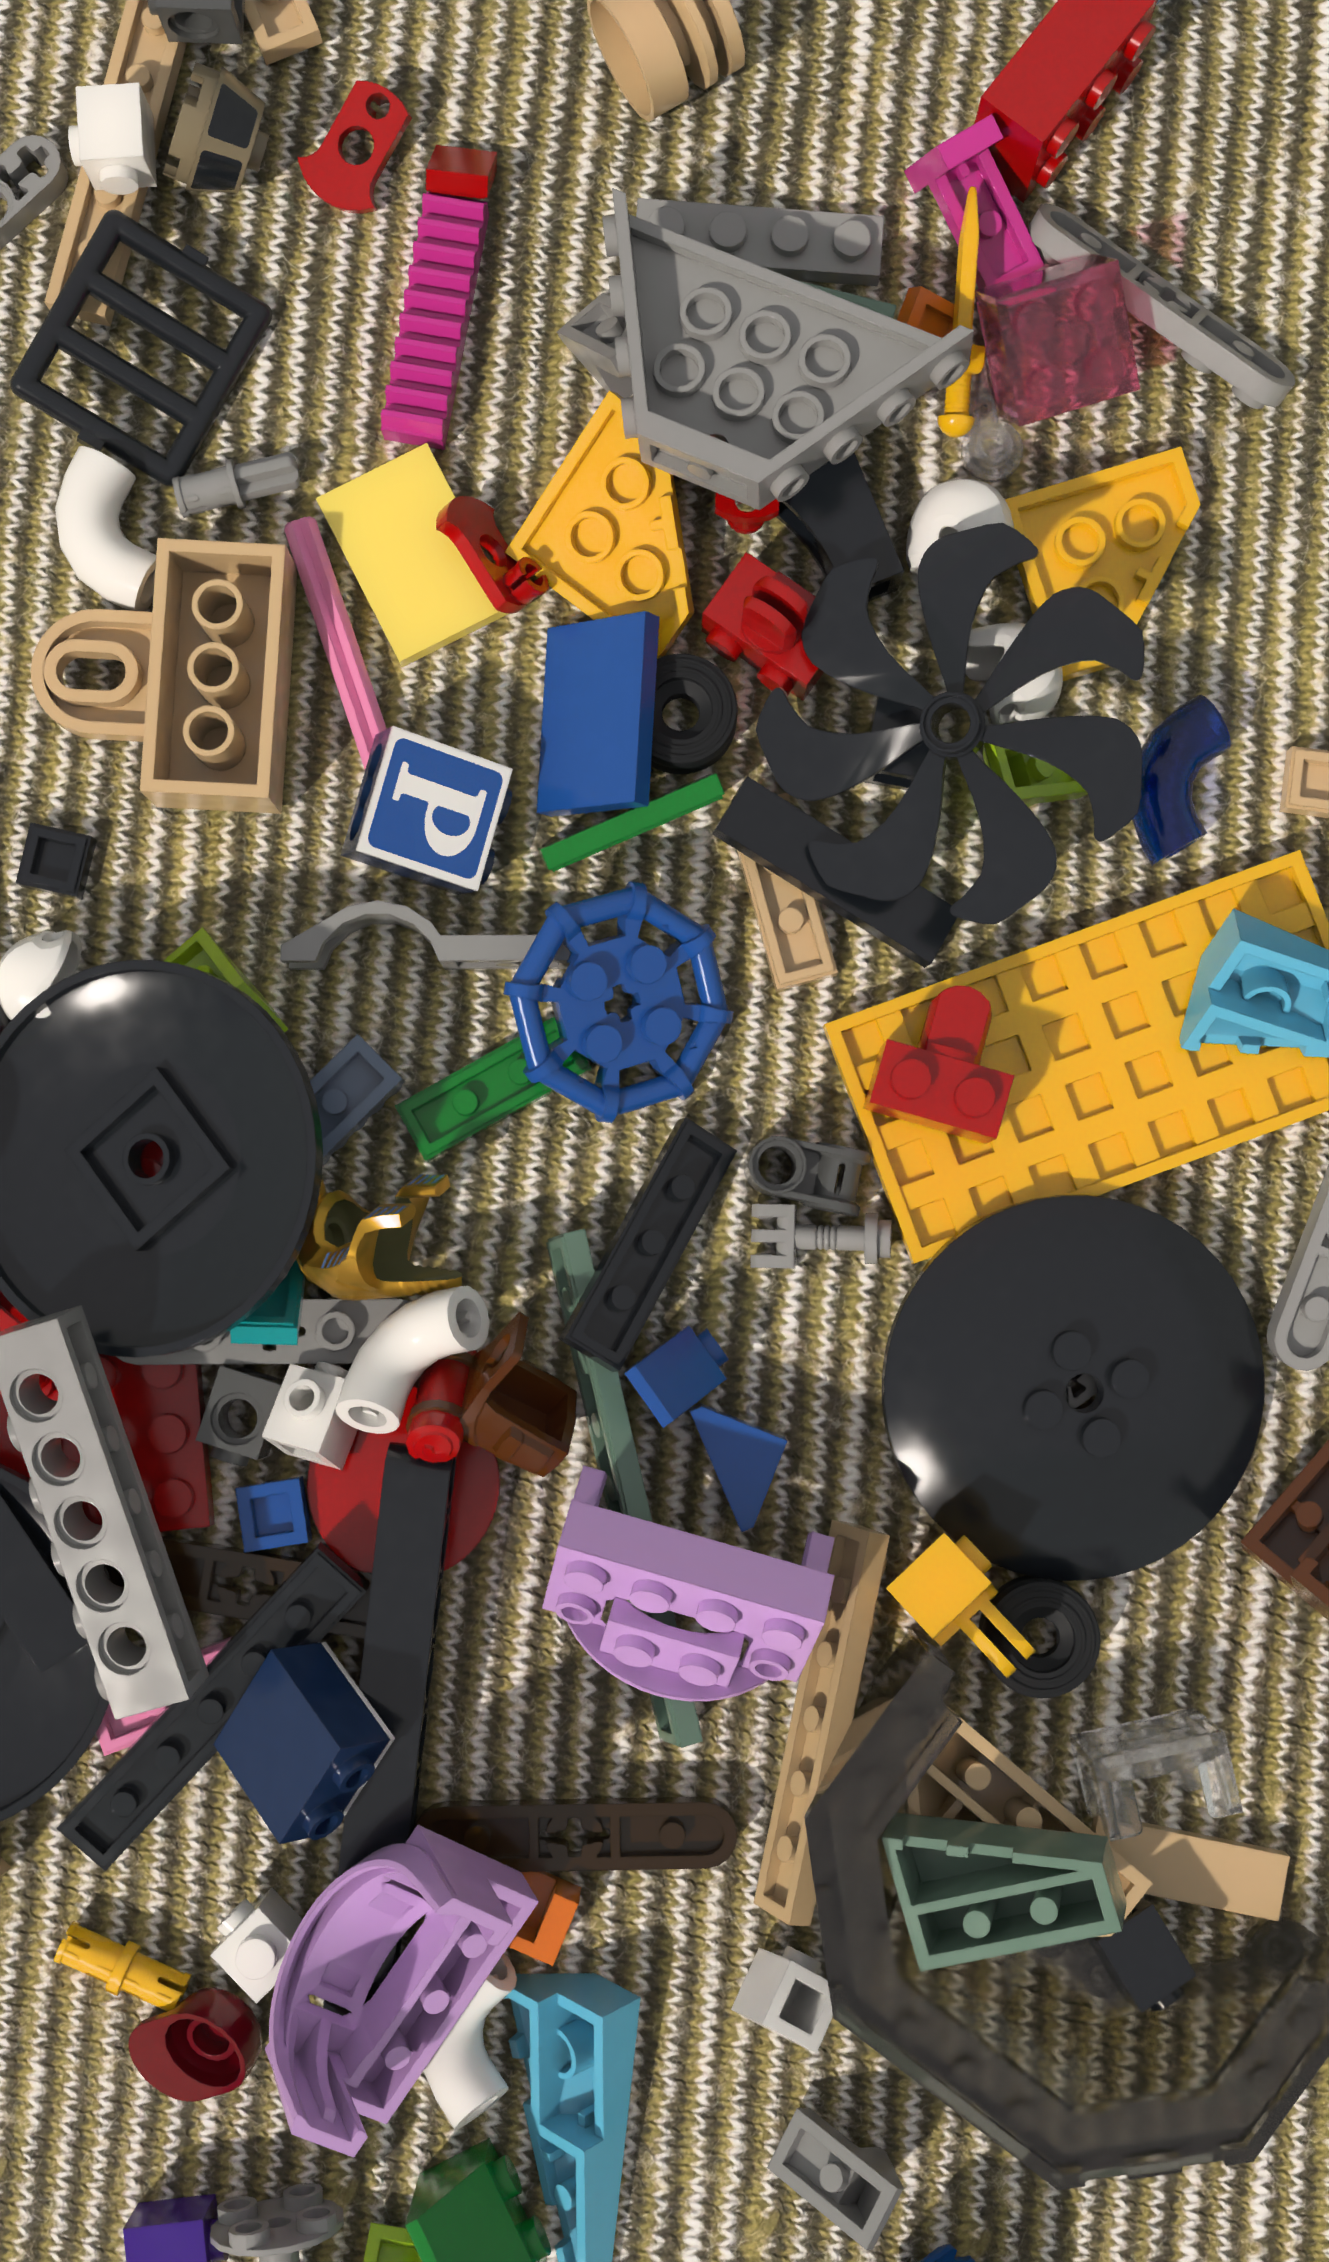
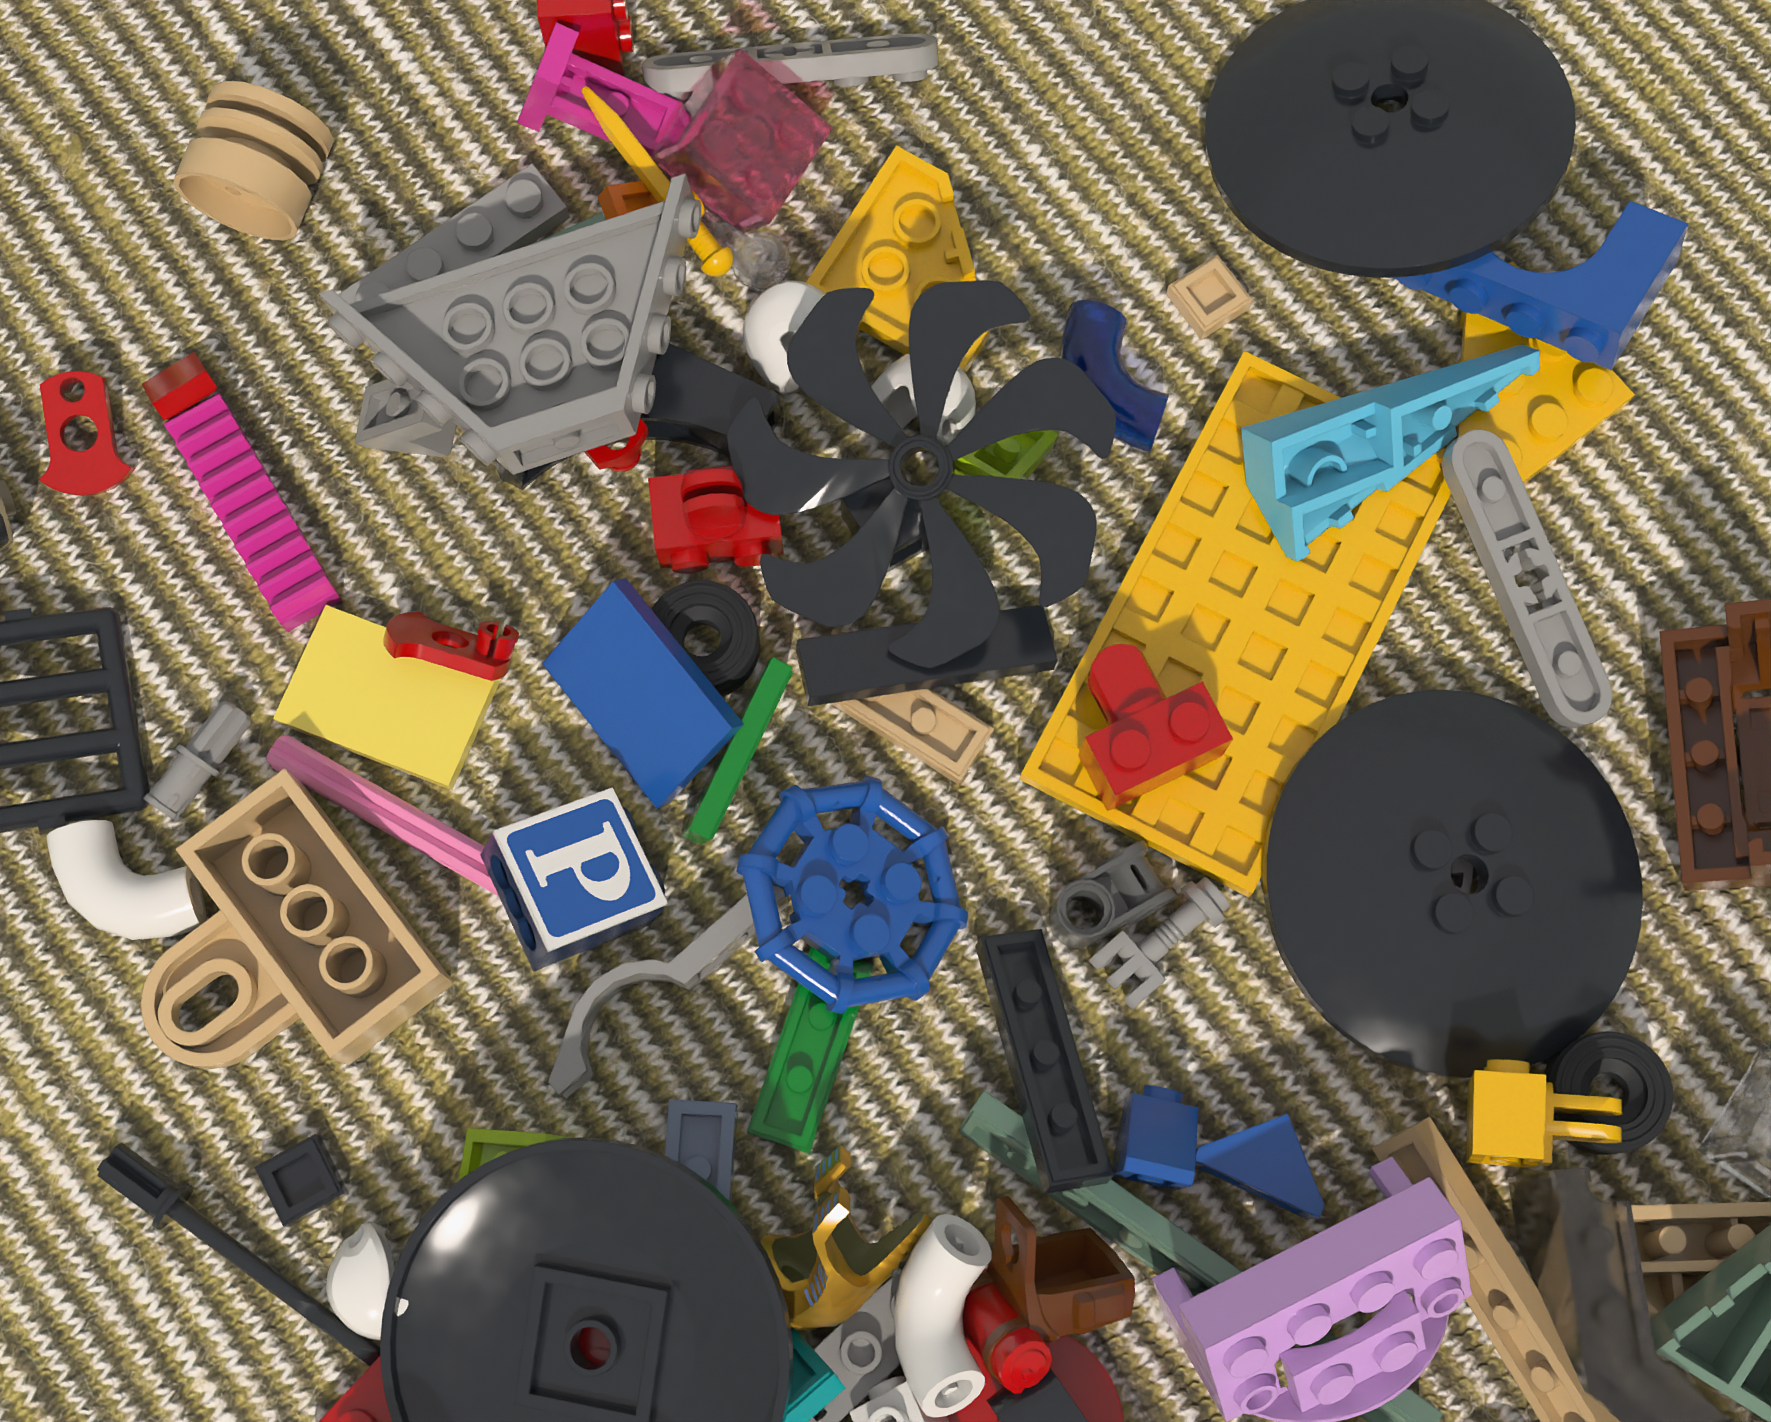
camera: 45 degrees left, 10 degrees down
(611, 530) = (528, 547): yellow plate -> none

